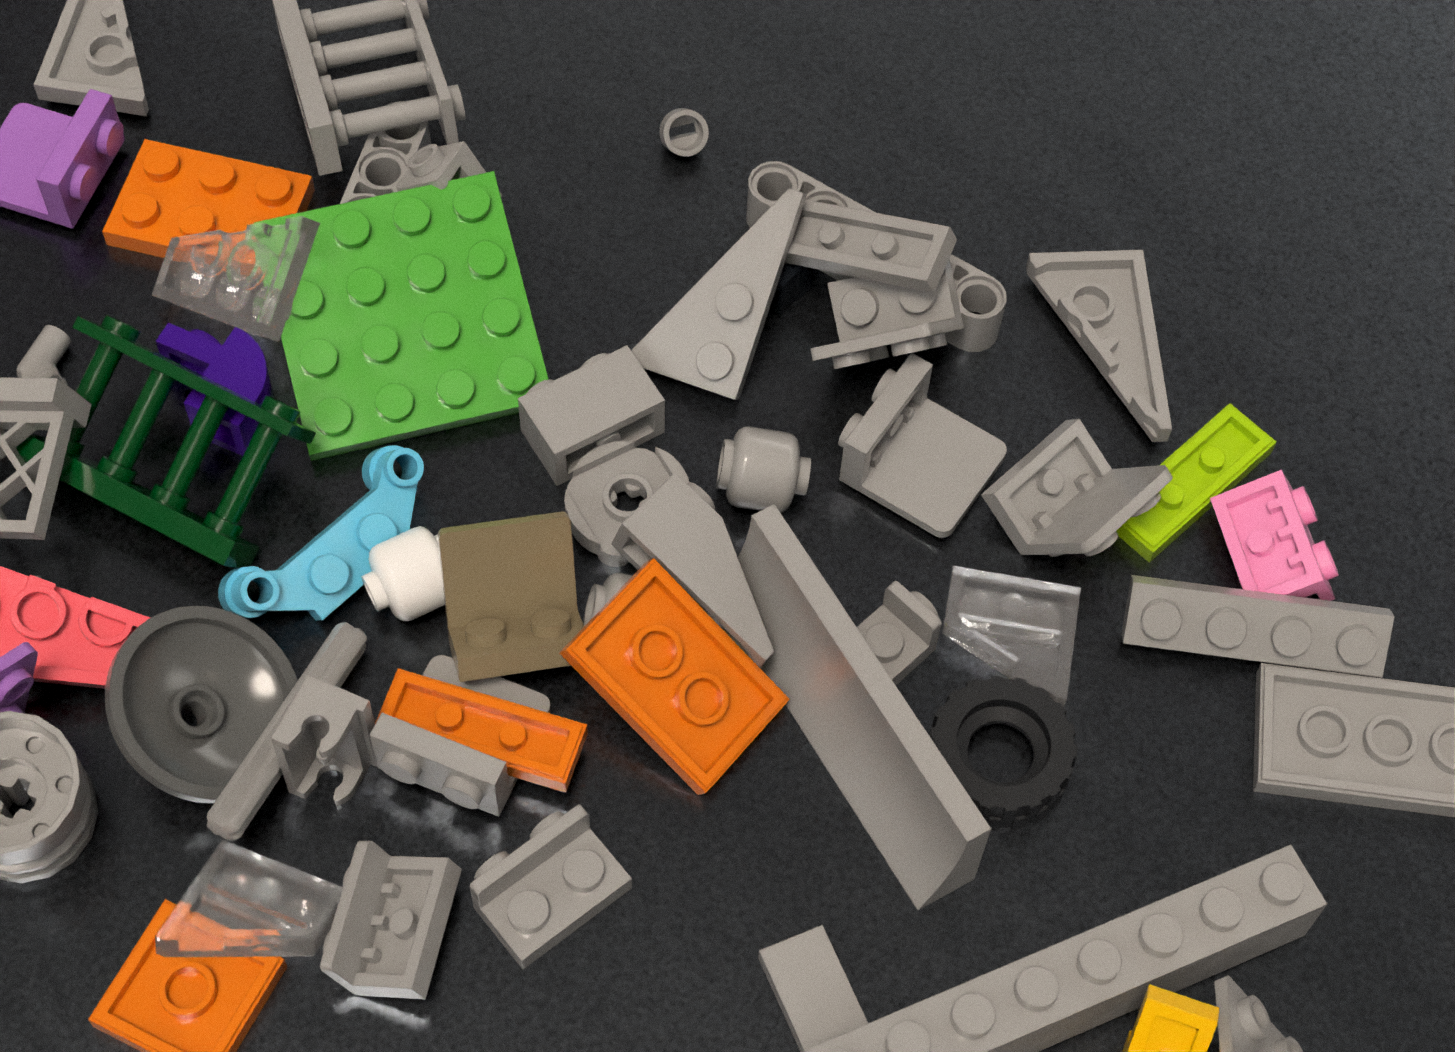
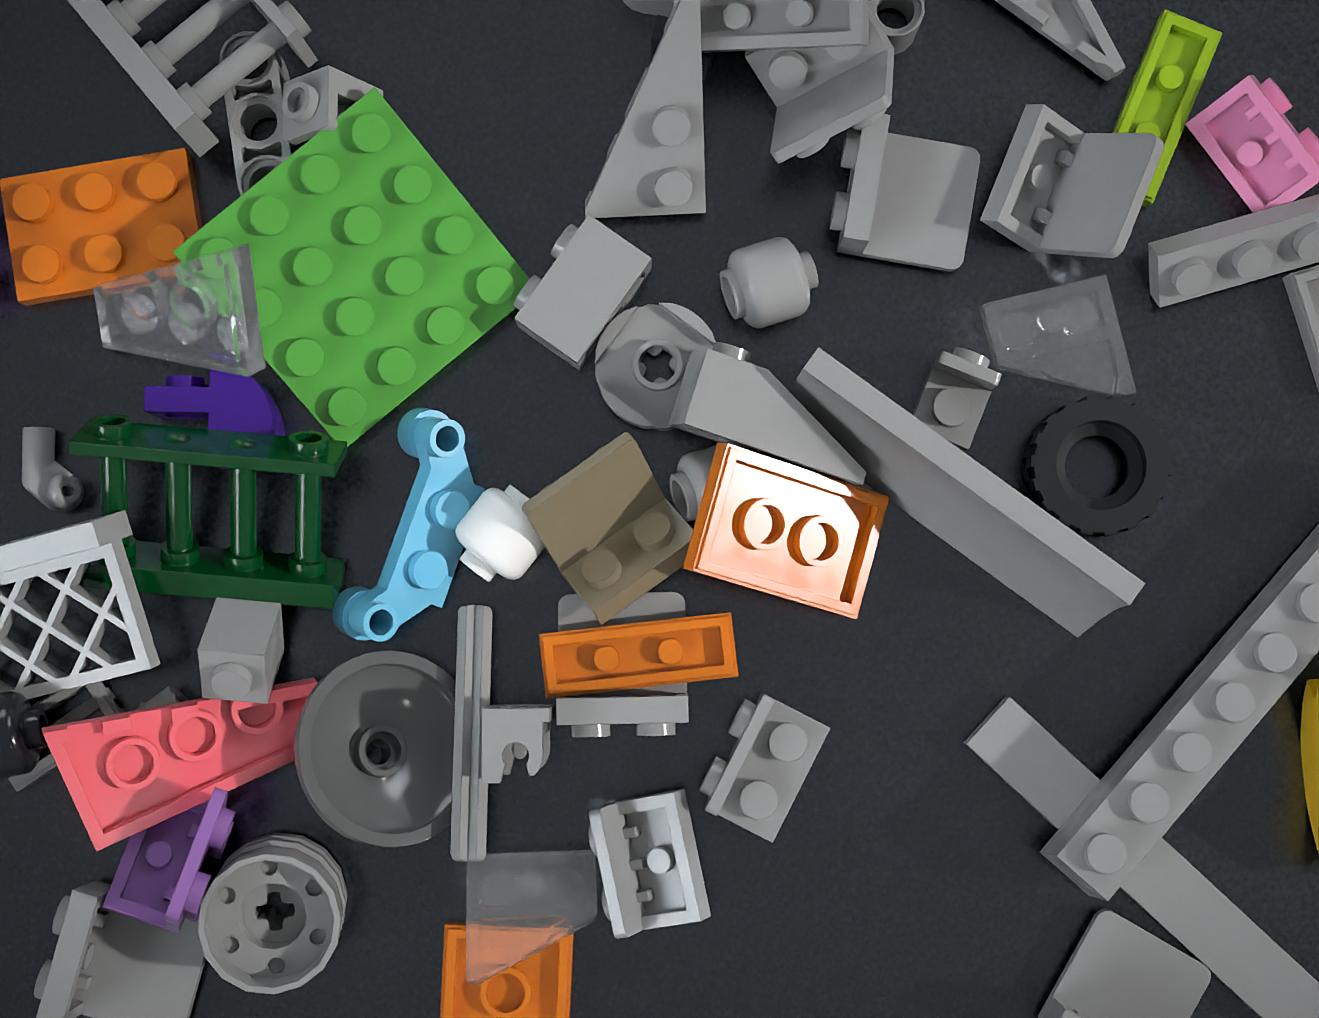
camera: 20 degrees left, 25 degrees up
(121, 562) = (241, 650): none -> light grey brick

